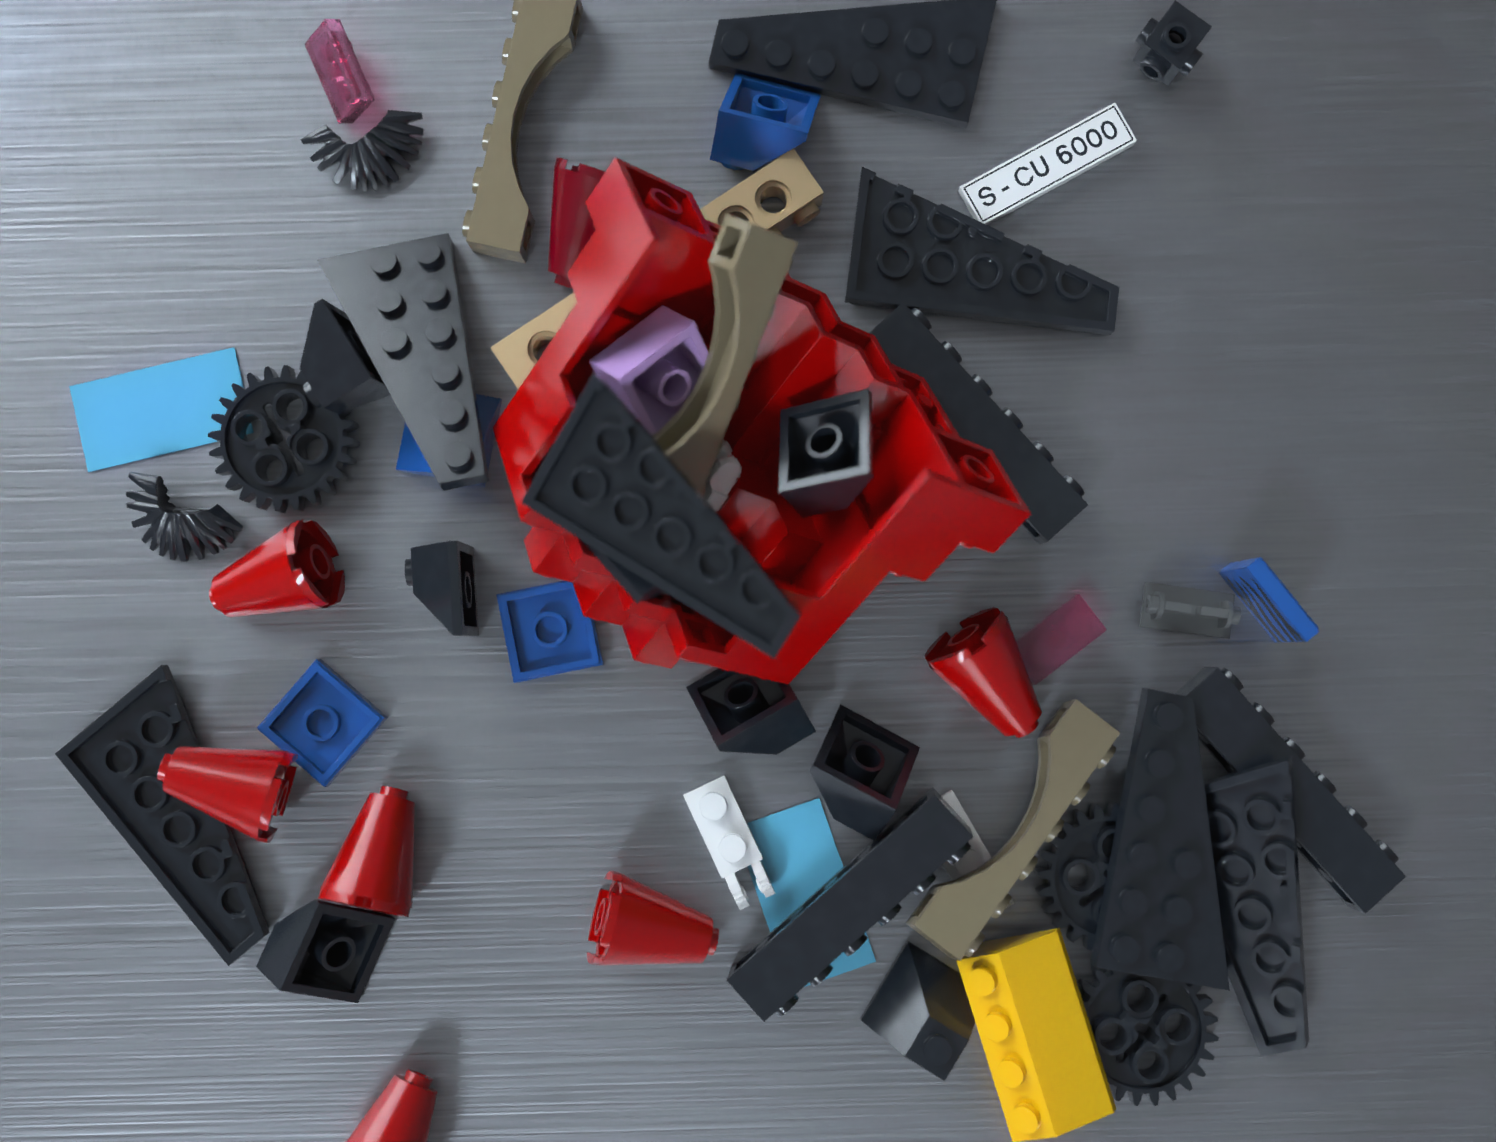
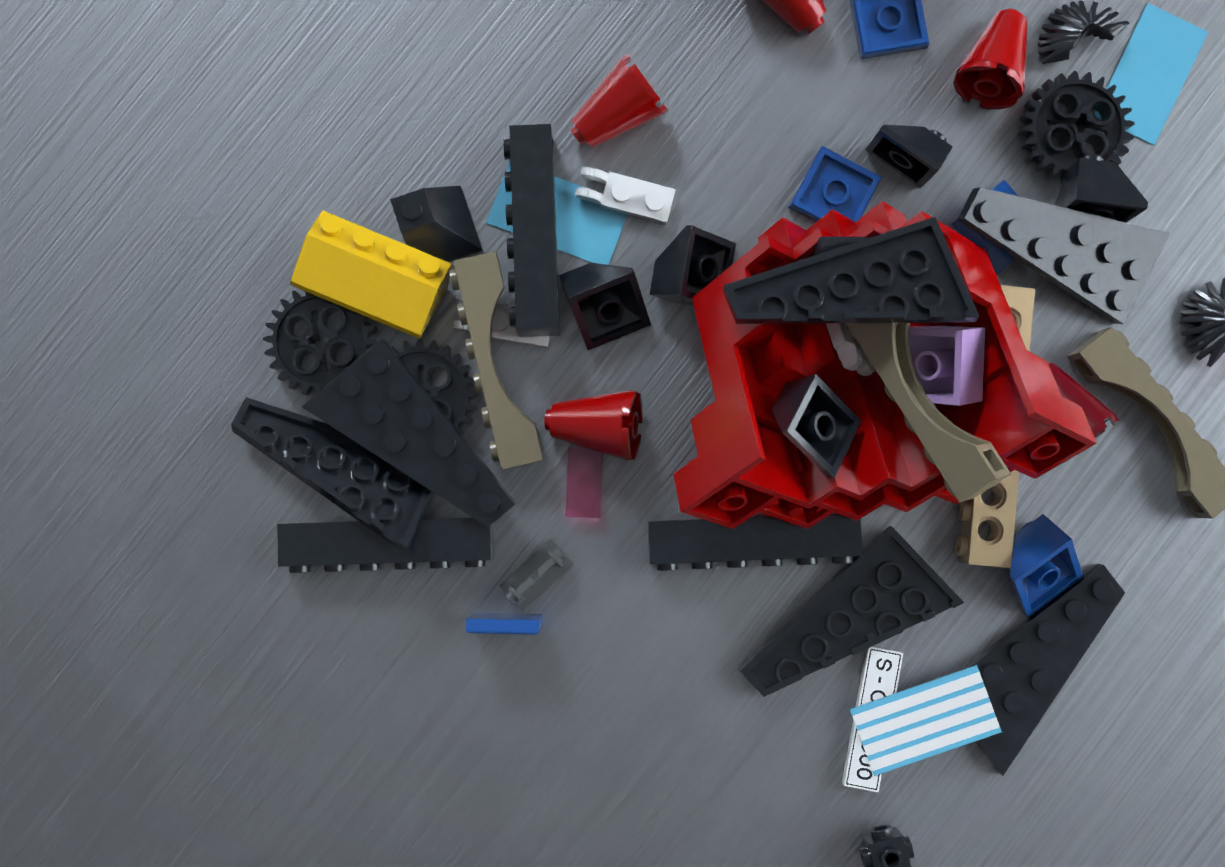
camera: 125 degrees right, 0 degrees up
(1008, 112) = (925, 720): none -> sticker

